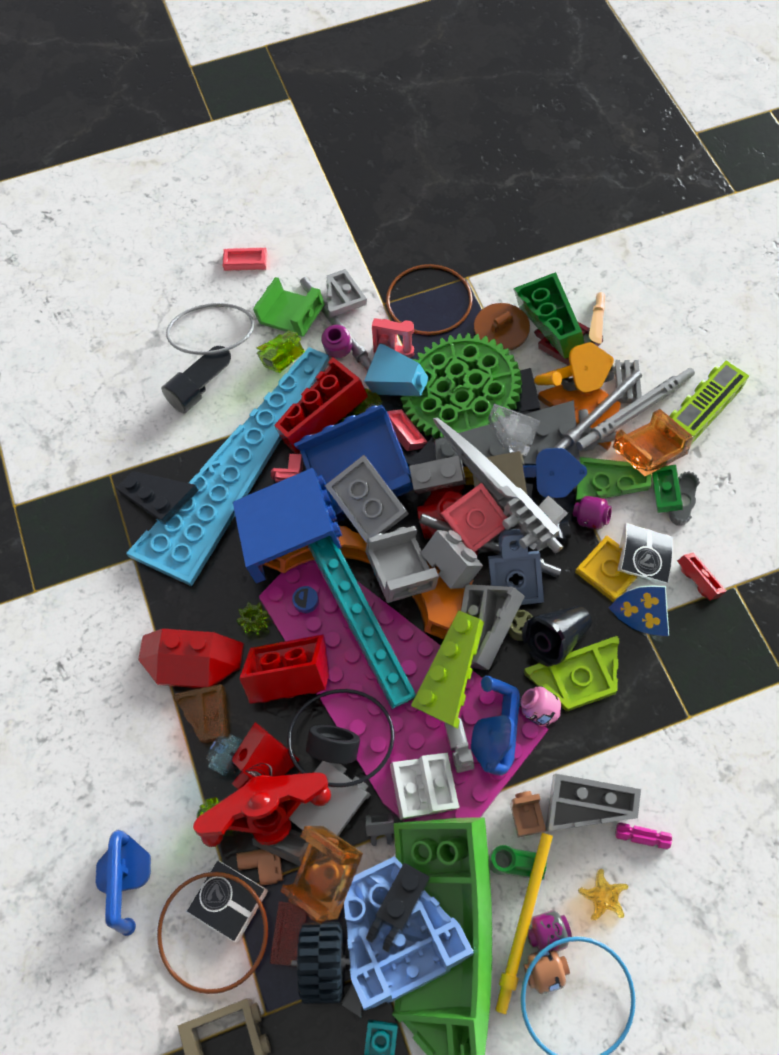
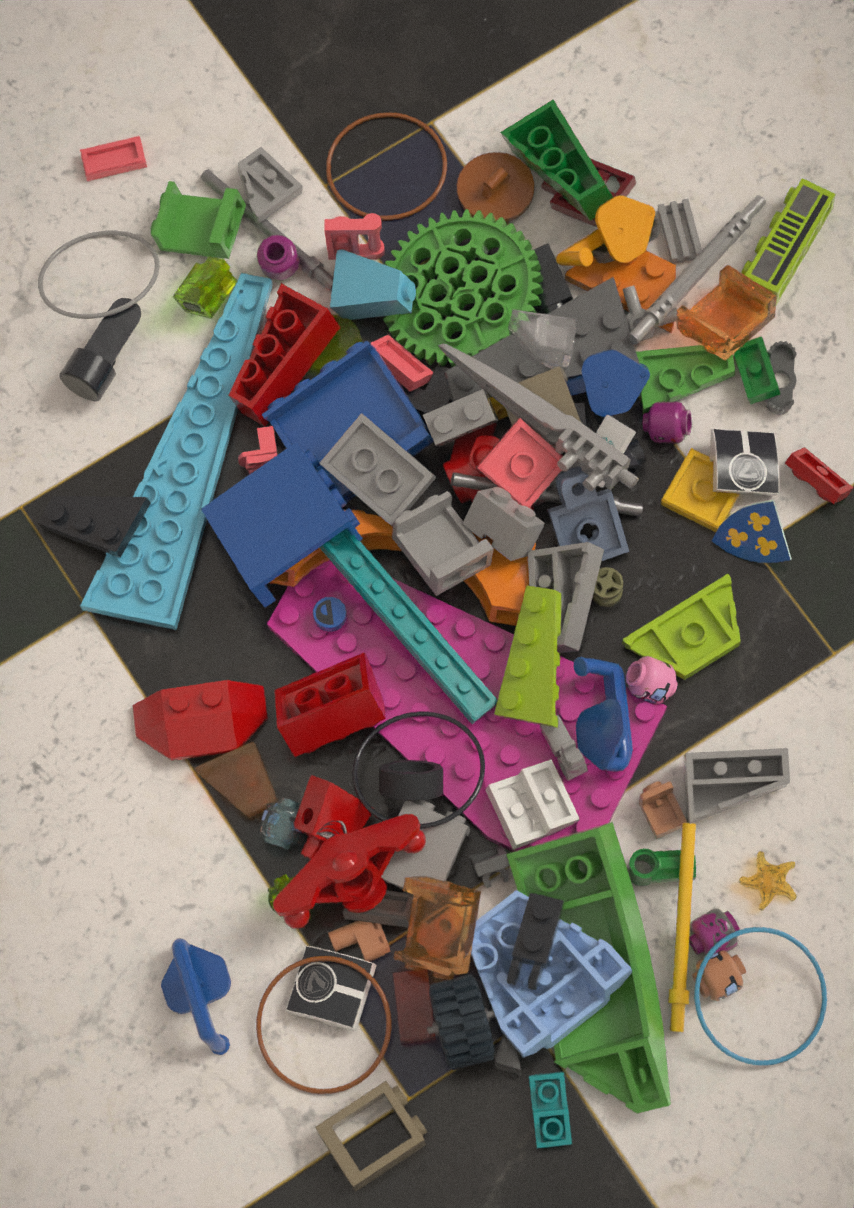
camera: 10 degrees left, 5 degrees up
(247, 613) = (271, 643): clear neon green gear -> none
(555, 634) = (652, 588): black cone -> none
(573, 435) = (621, 328): flat silver bar -> none
(596, 327) = (623, 164): light nougat piece -> none
(643, 836) = (803, 803): dark pink axle -> none

